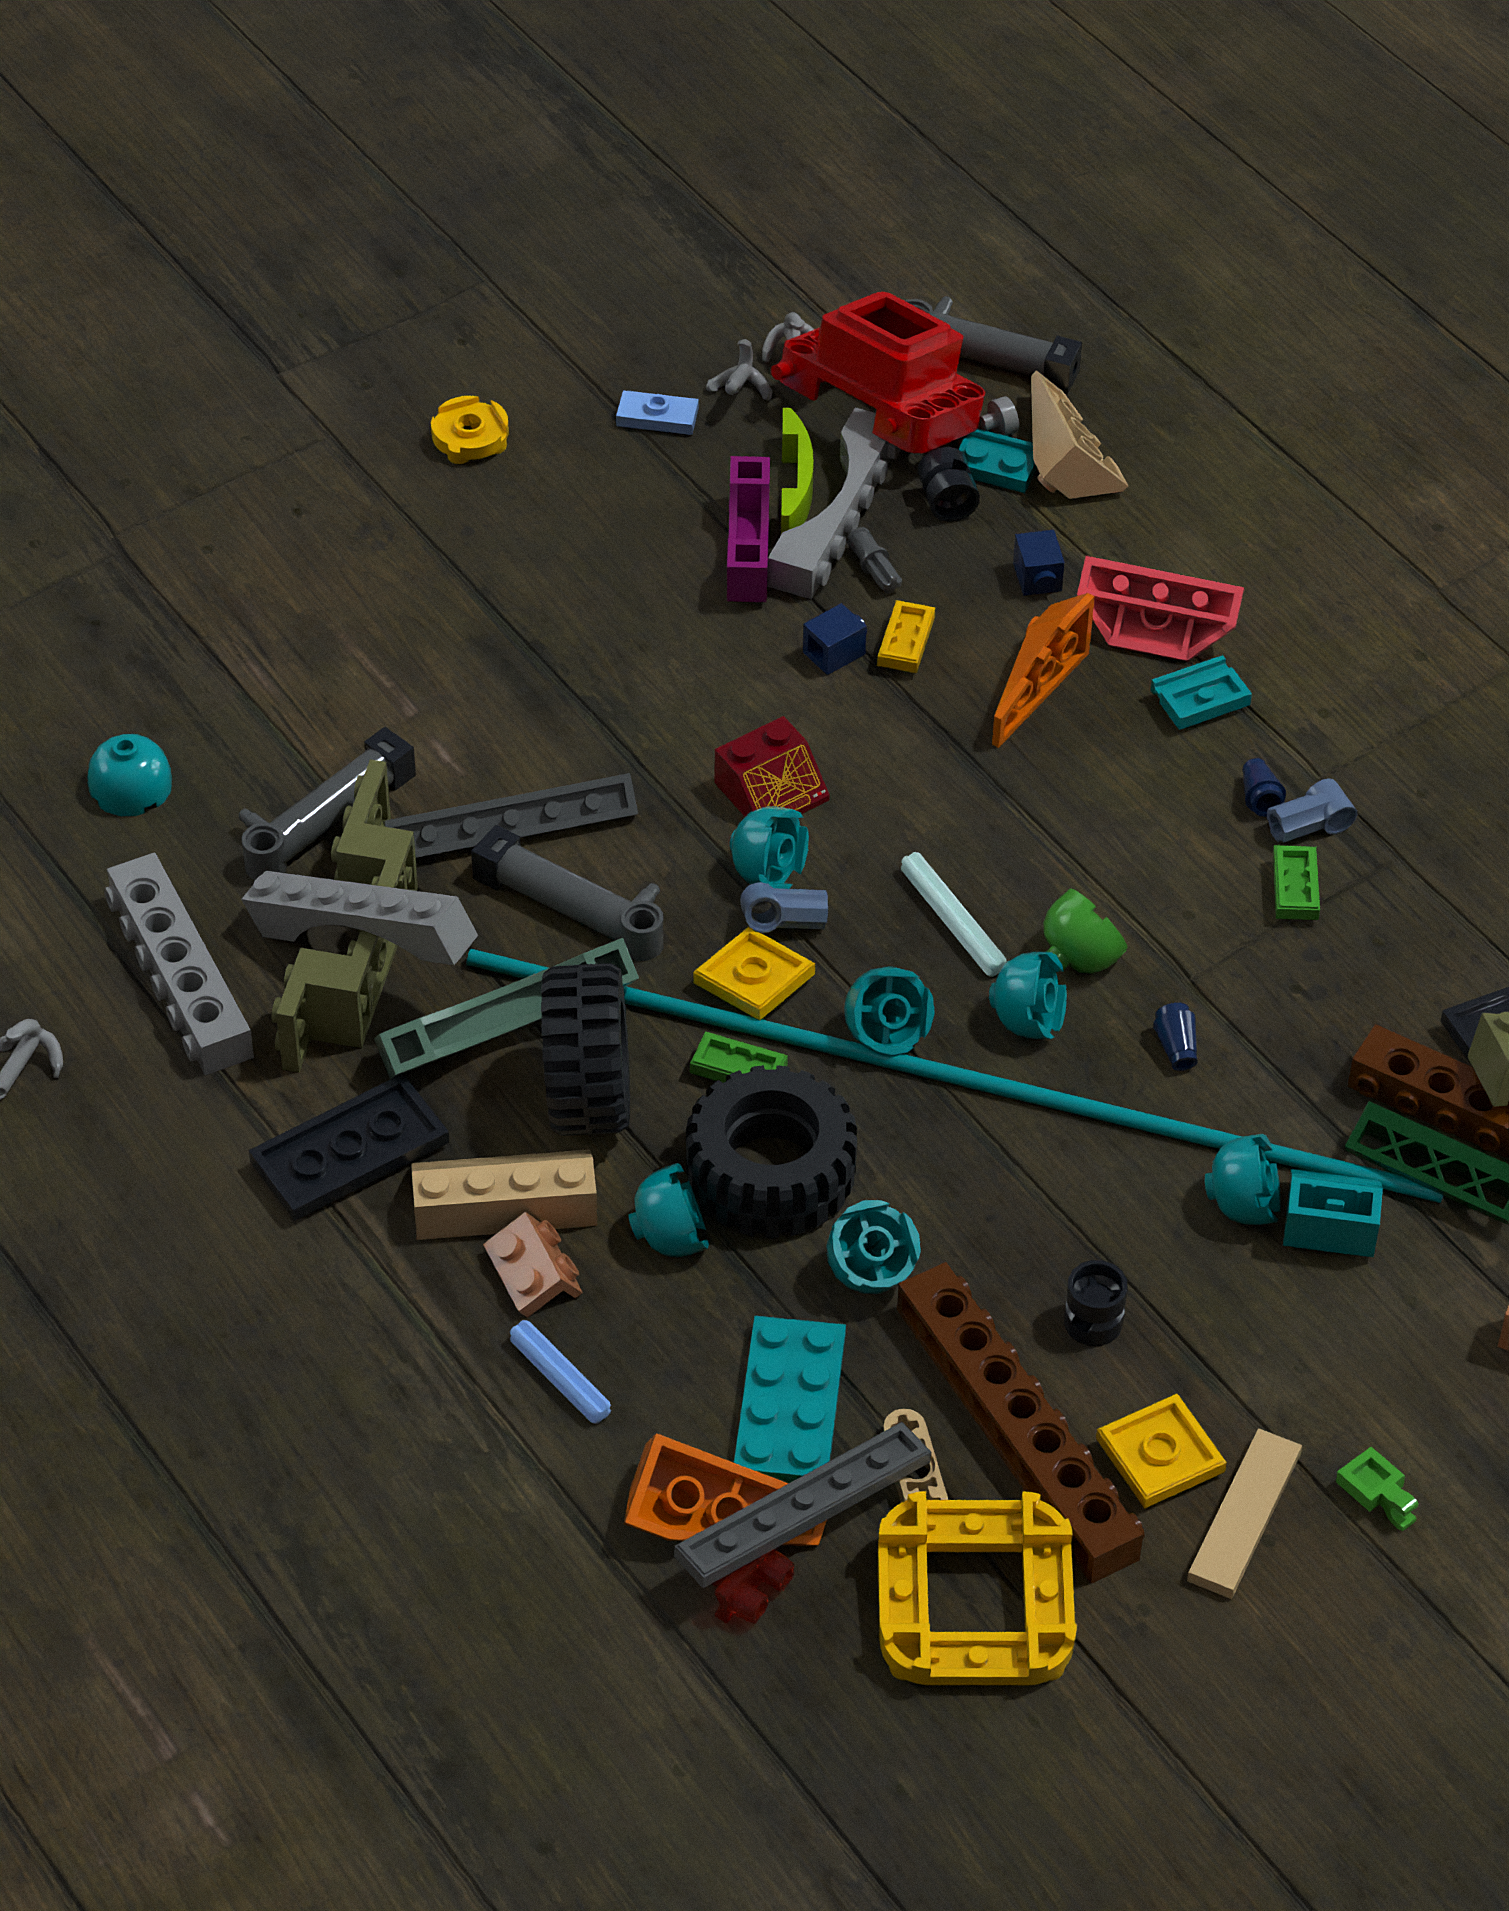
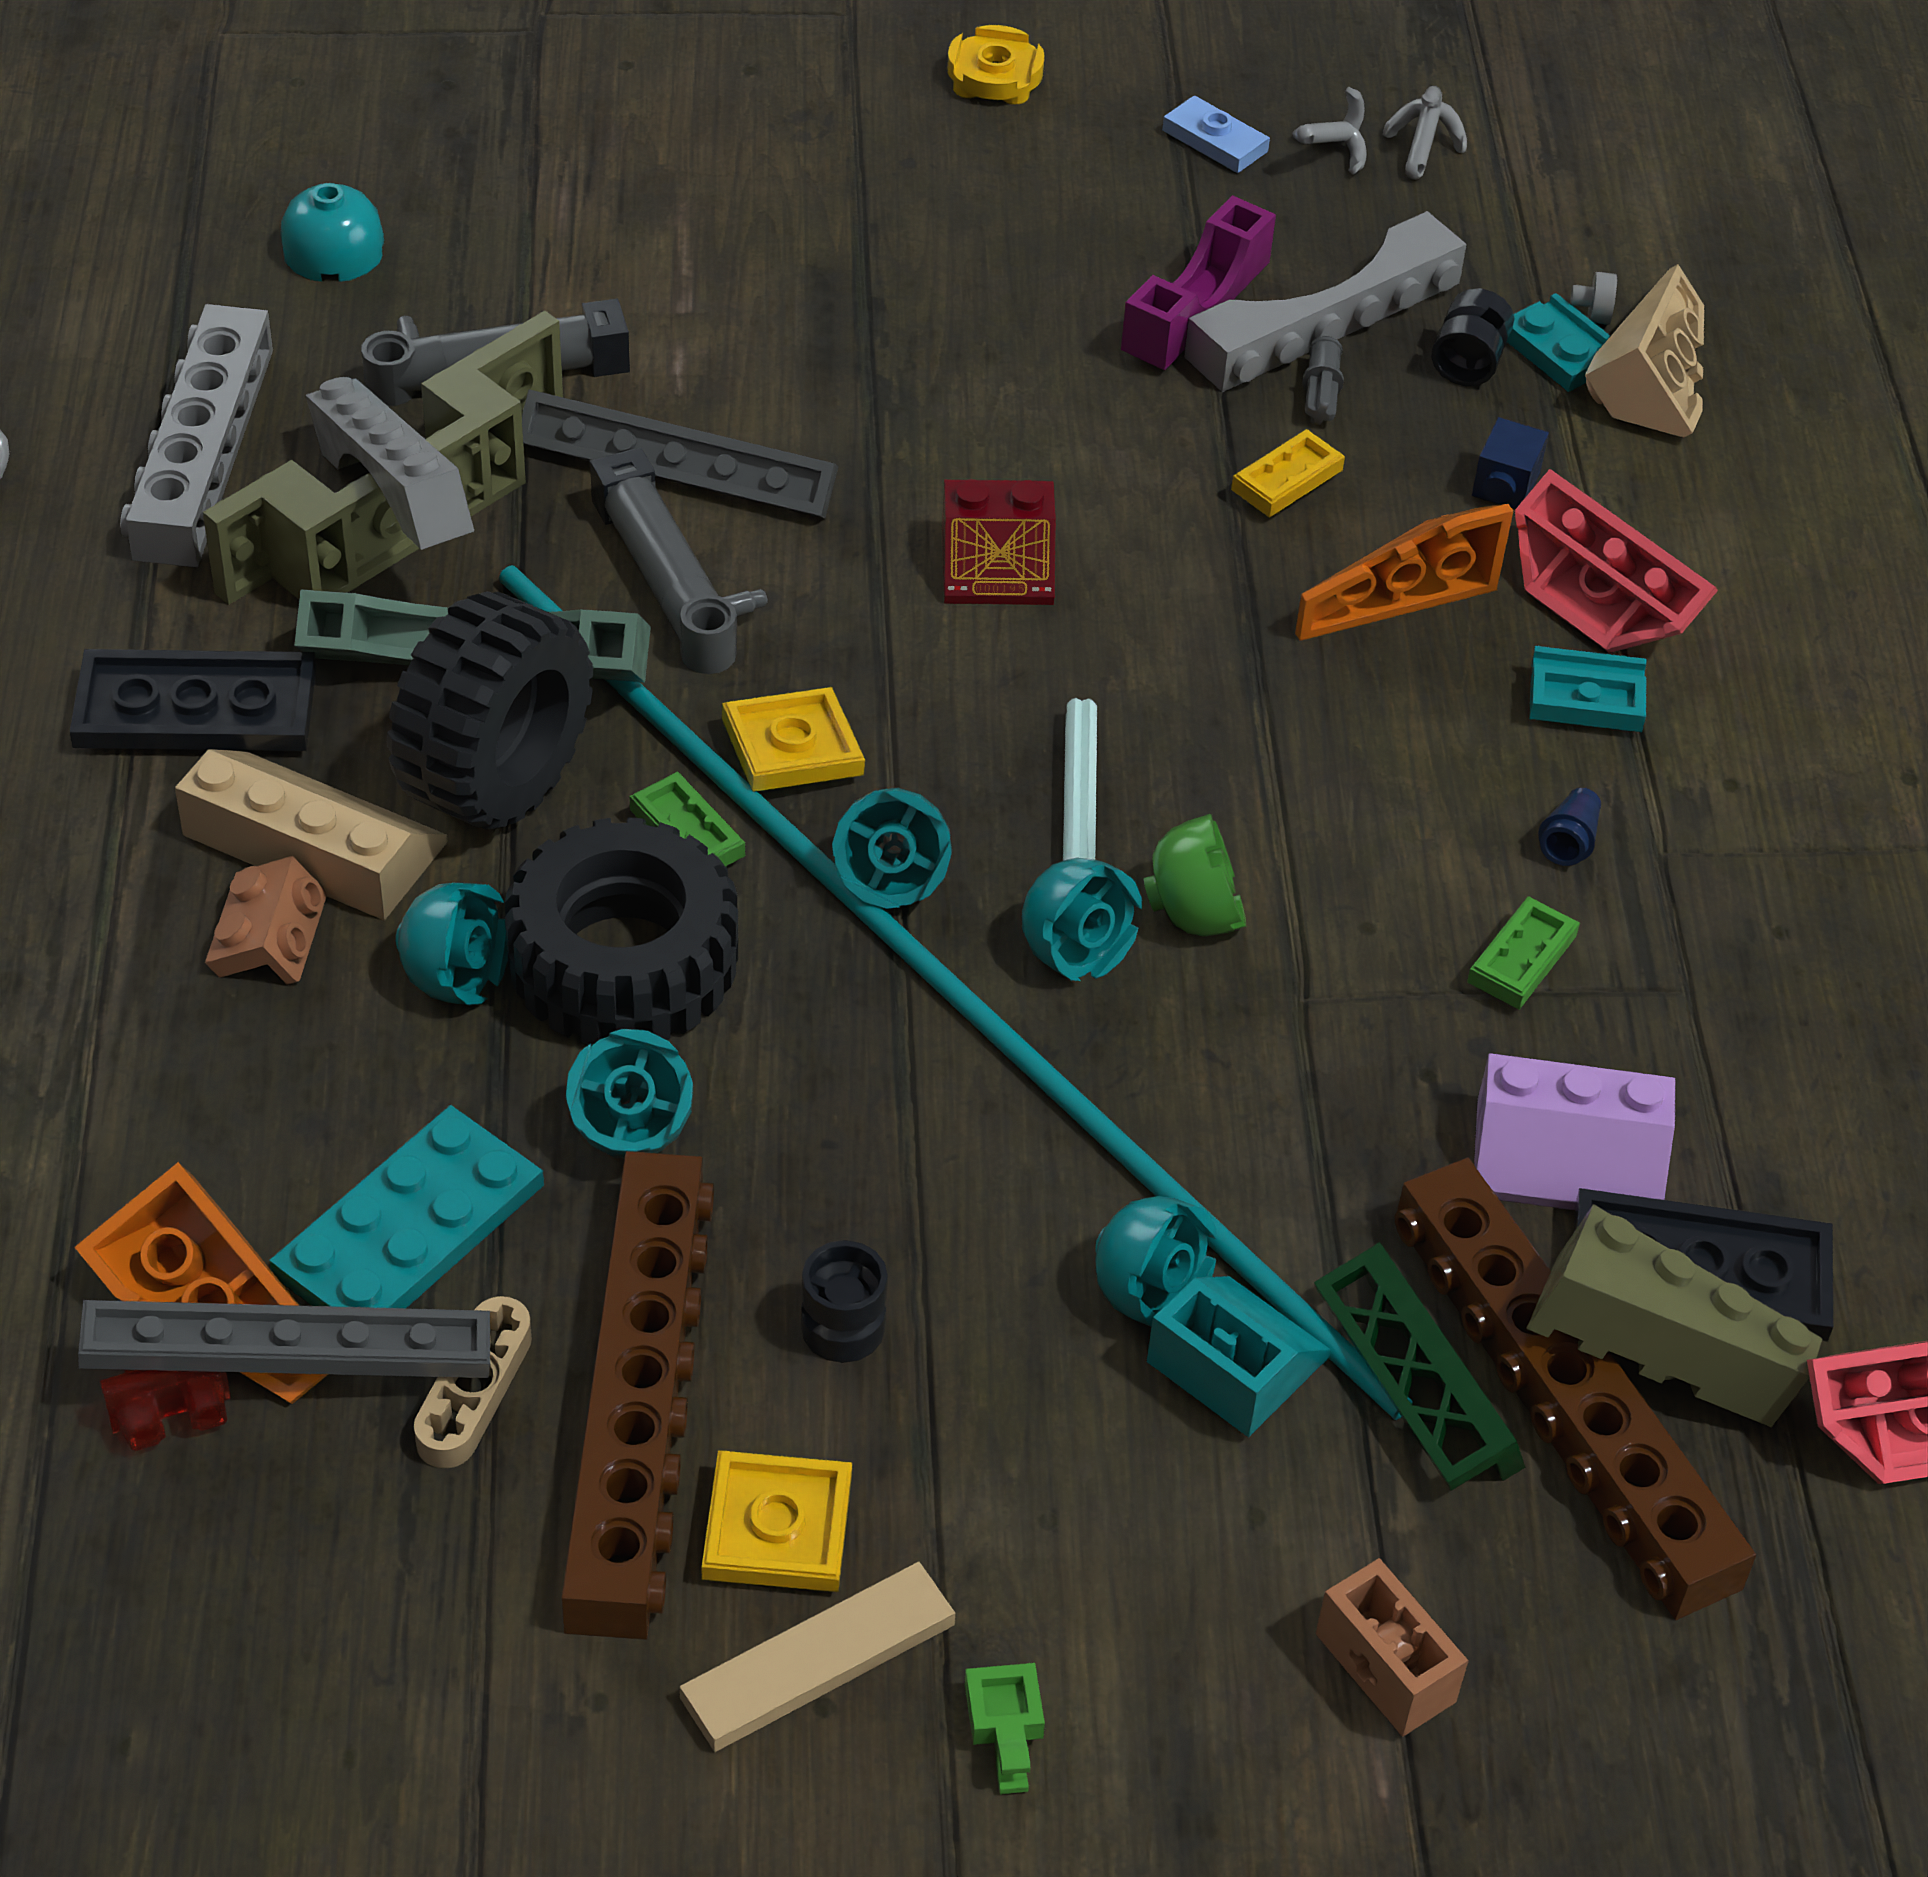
camera: 30 degrees right, 0 degrees up
(560, 1371) = (189, 1052): light blue axle -> none
(770, 846) = (924, 614): teal cylinder -> none
(788, 910) = (888, 686): sand blue piece -> none
(796, 449) = (1314, 261): lime slope -> none
(834, 638) = (1202, 437): dark blue brick -> none
(892, 361) = (1496, 181): red piece -> none
(976, 1526) = (389, 1671): yellow plate -> none
(1009, 350) = (1587, 173): dark grey piece -> none
(1177, 1033) = (1224, 1050): dark blue cone -> none
(1321, 808) = (1628, 885): sand blue piece -> none
(1411, 977) = (1572, 1128): none -> lavender slope

